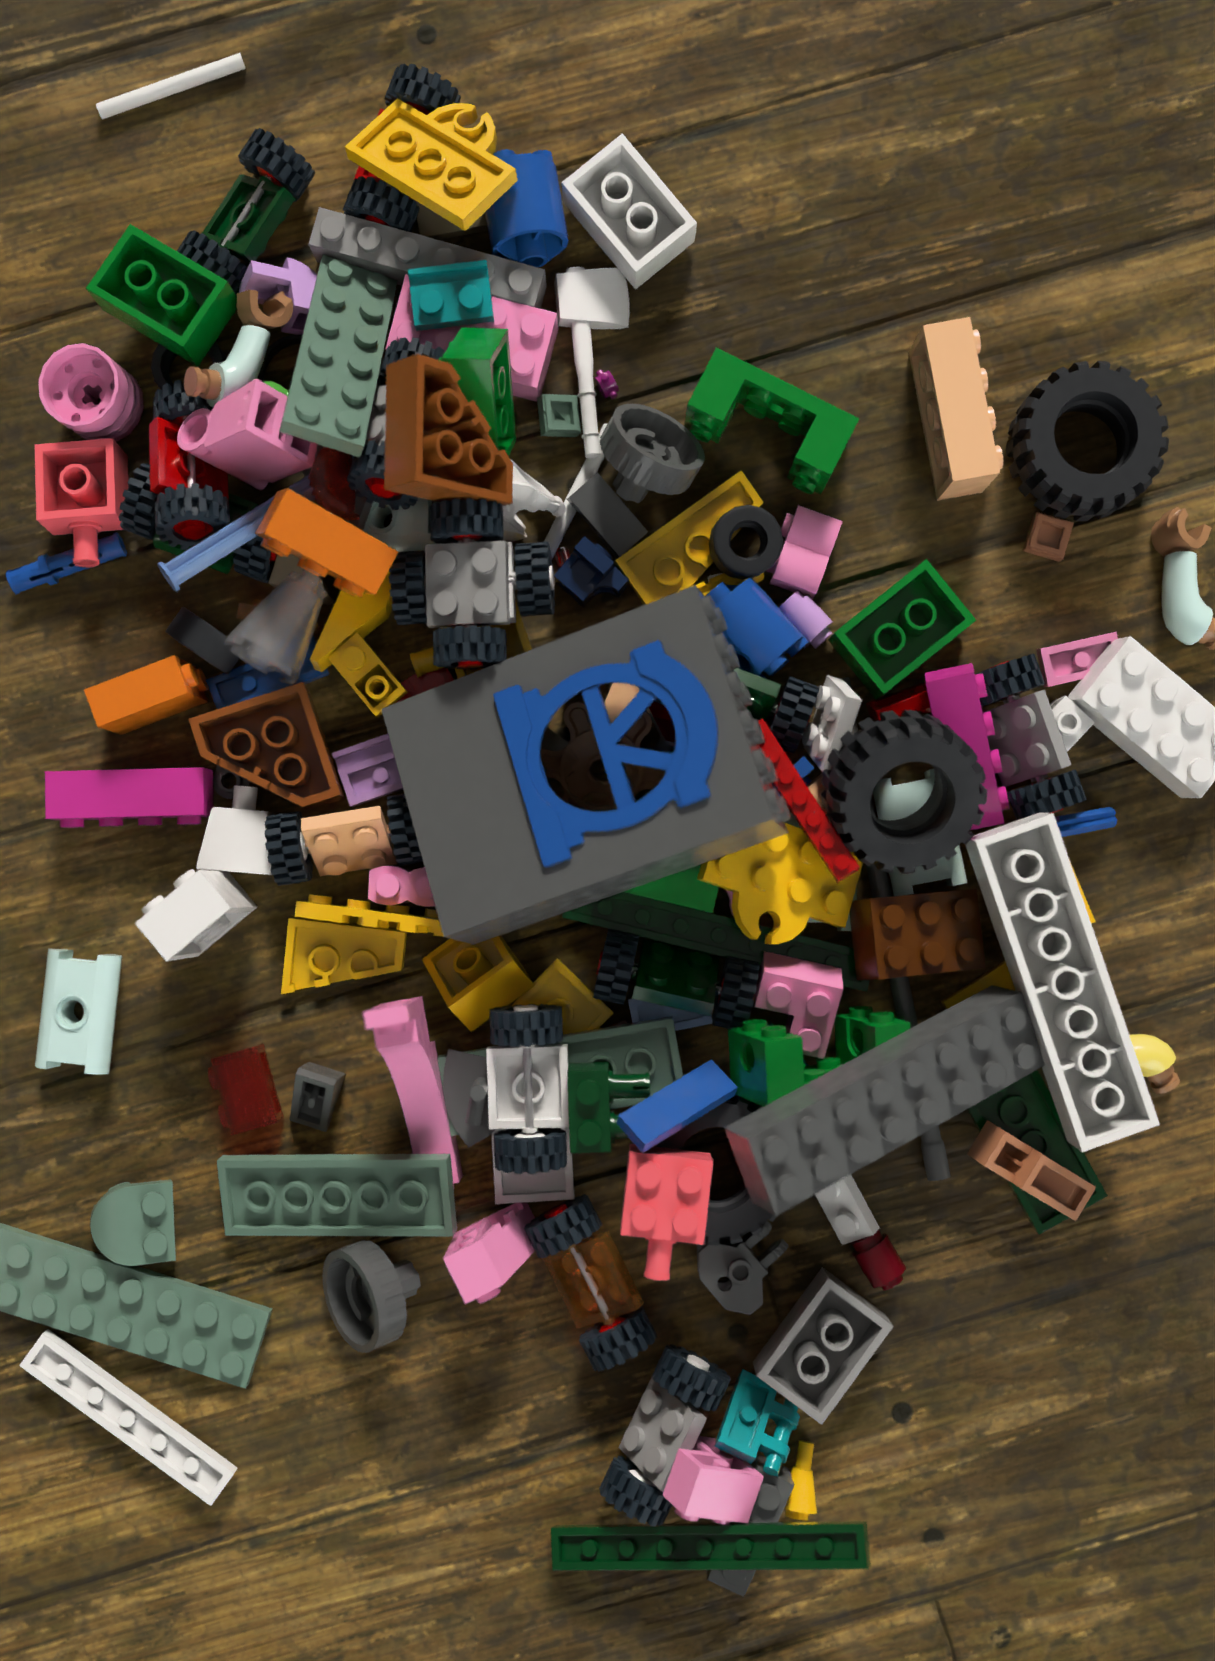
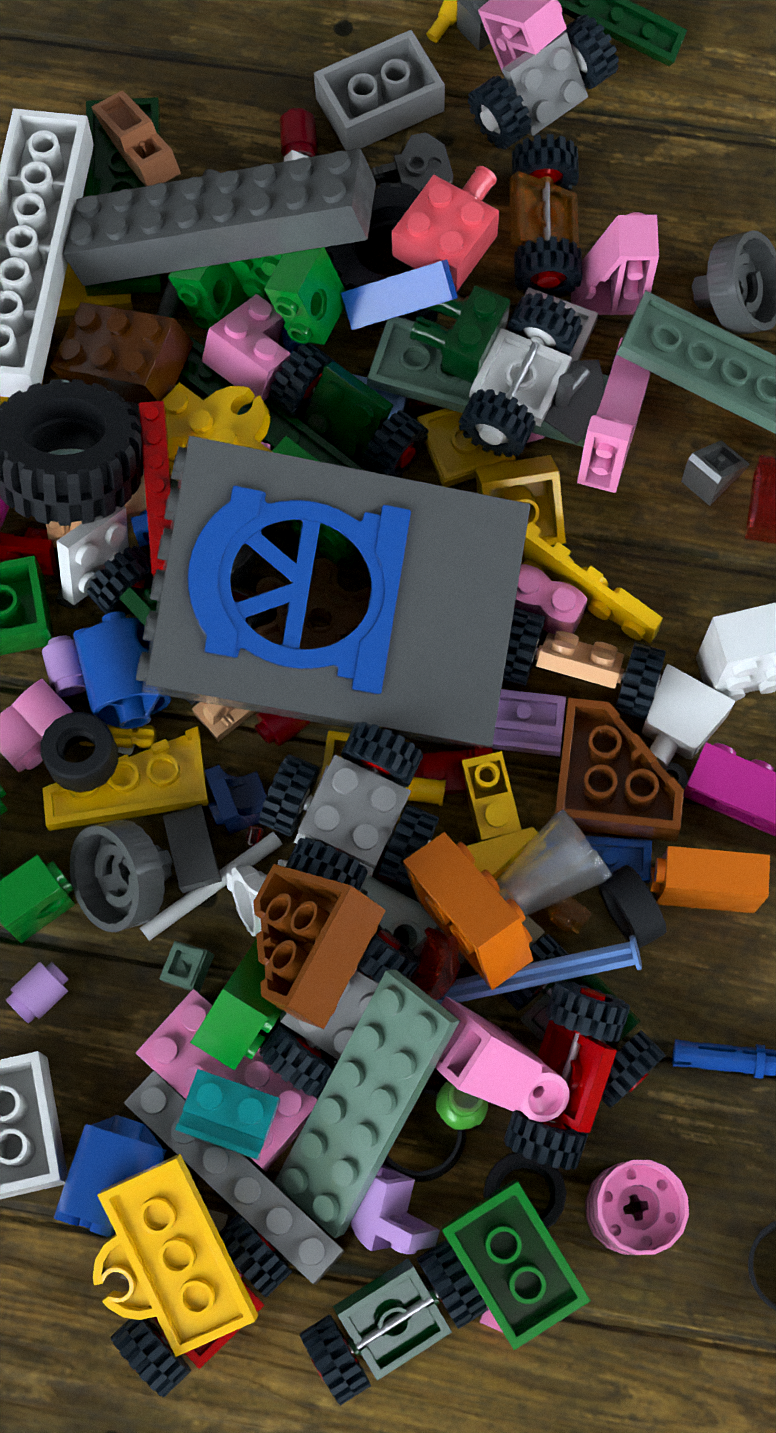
camera: 155 degrees left, 15 degrees down
(80, 492) = (690, 1112): coral brick -> none
(248, 351) = (478, 1137): piece -> none
(336, 952) = (652, 580): yellow wing -> none
(584, 303) = (102, 1067): white piece -> none
(606, 384) = (125, 976): magenta piece -> none
(670, 332) = (38, 991): none -> lavender brick
(746, 1421) = (470, 64): teal plate -> none

